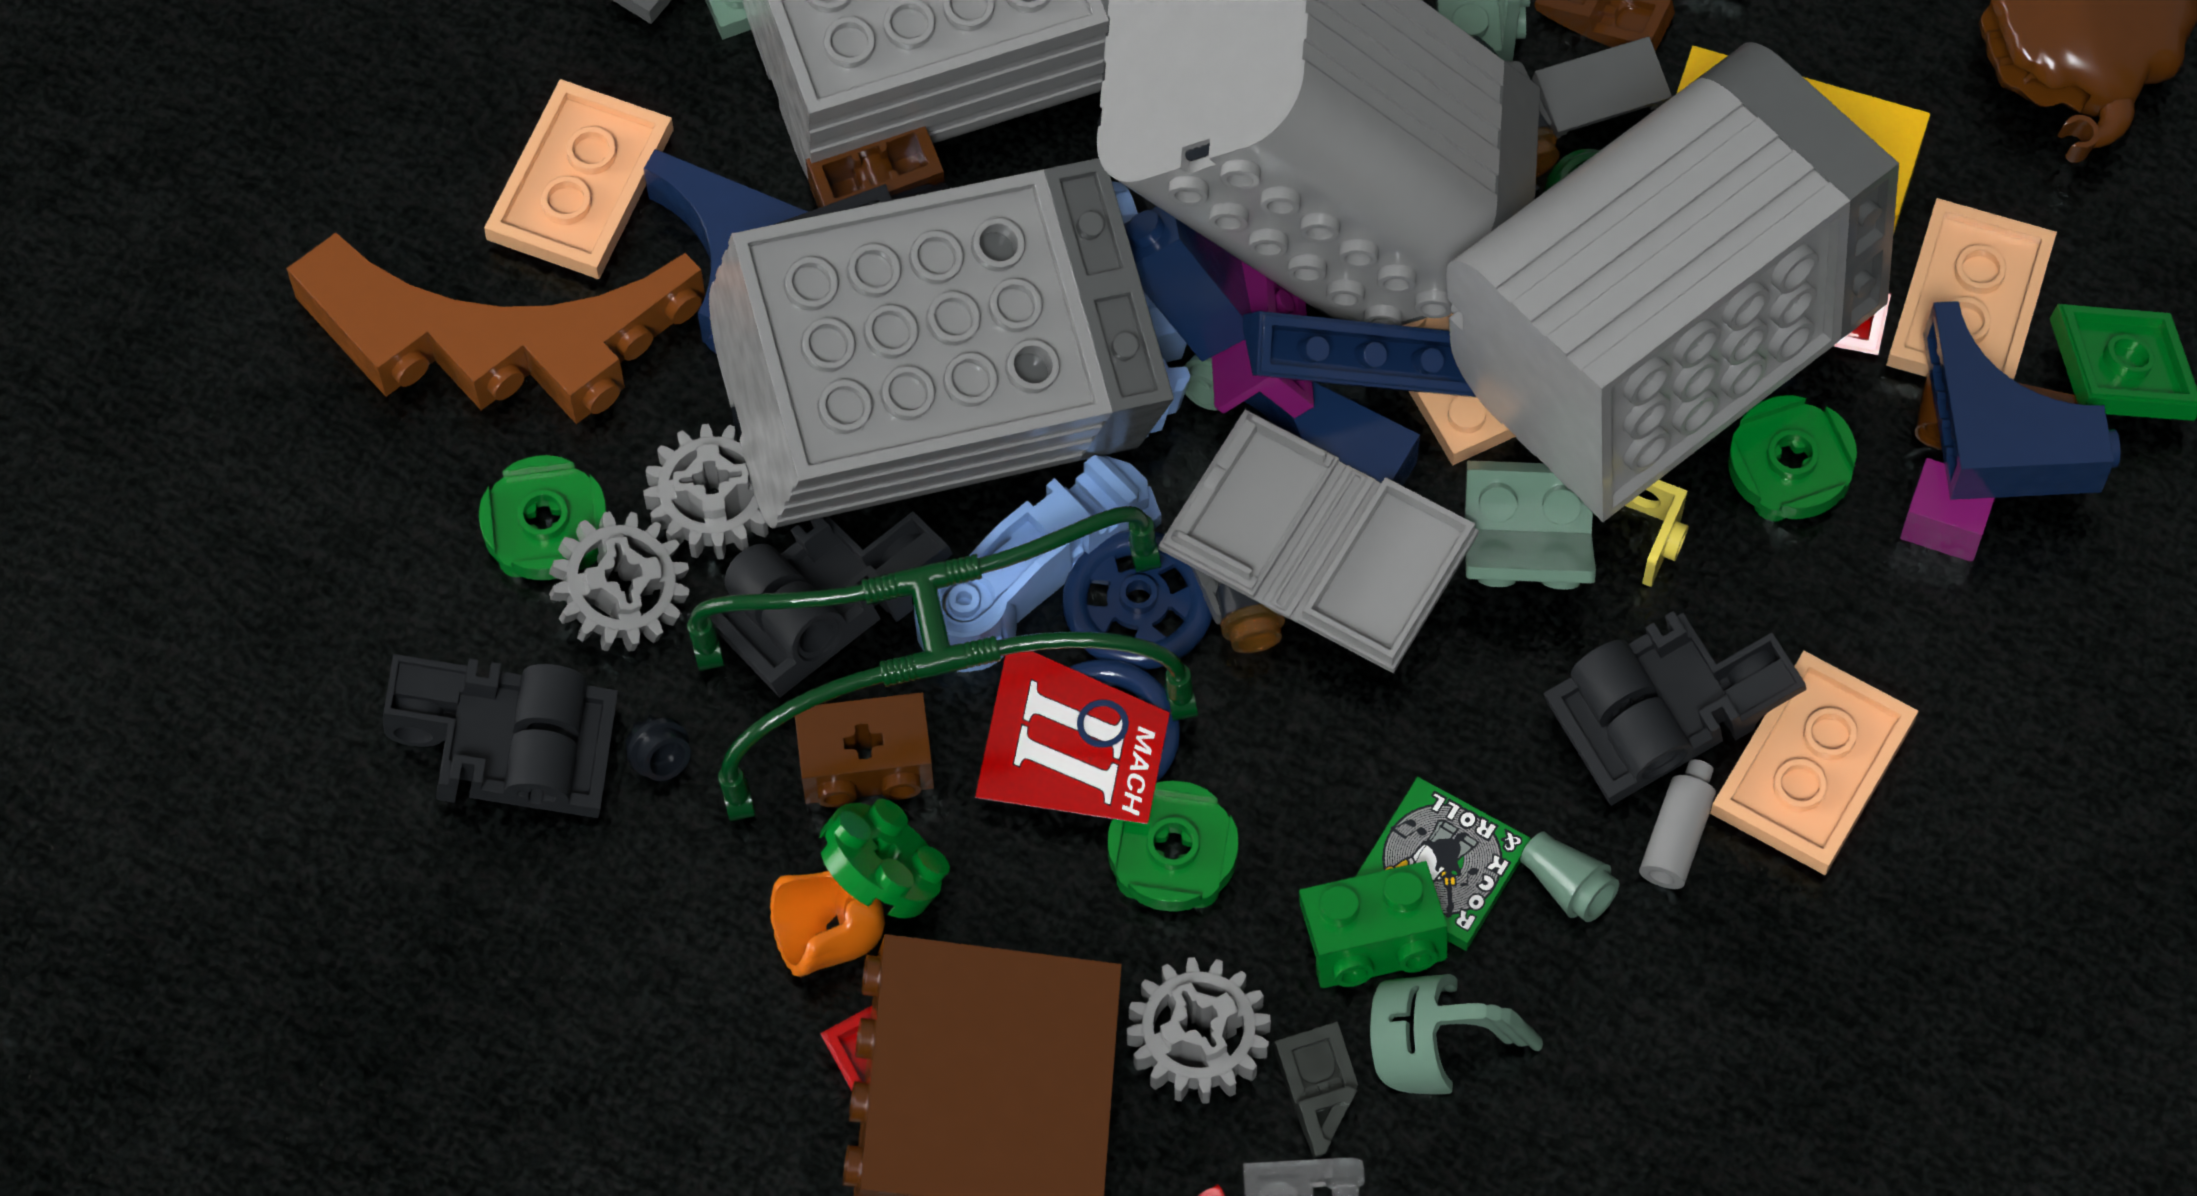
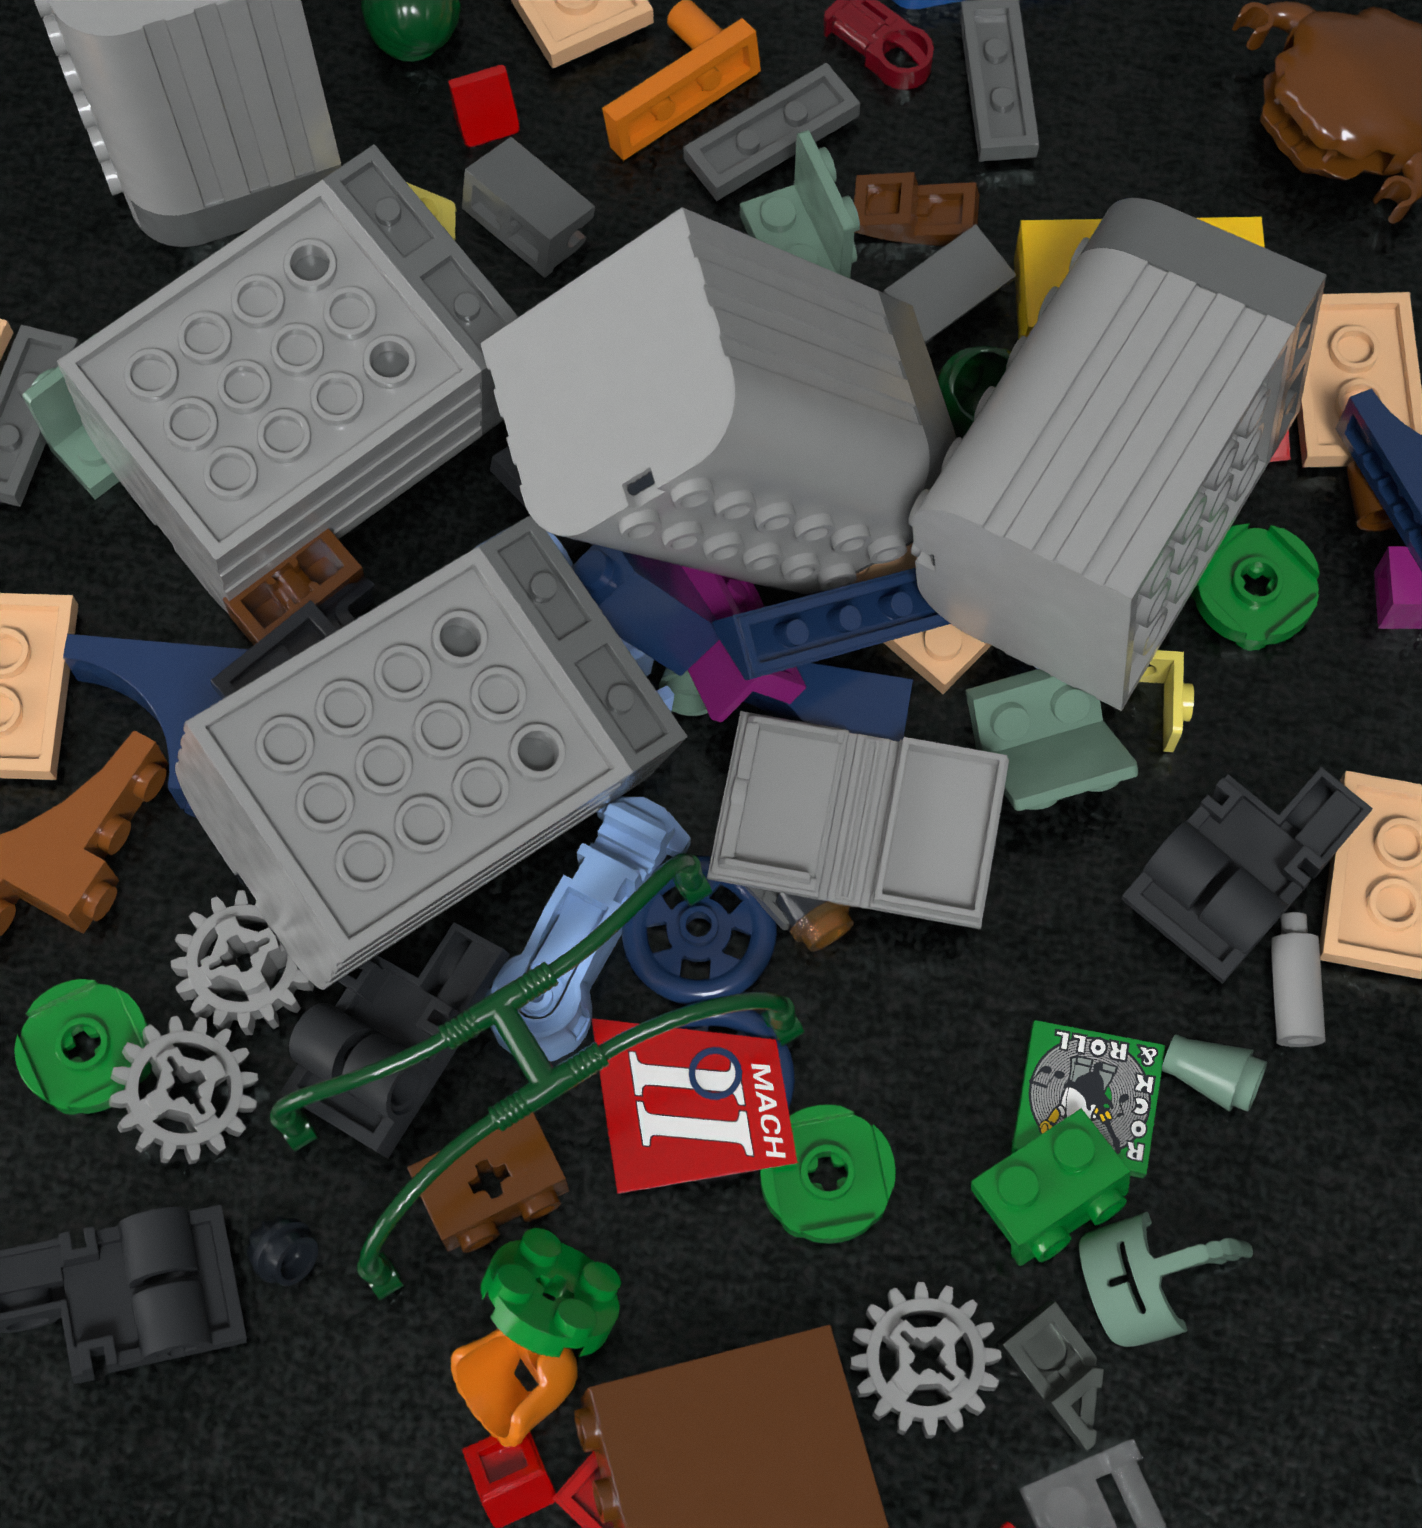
camera: 20 degrees left, 5 degrees up
(789, 1008) = (509, 1479): none -> red slope

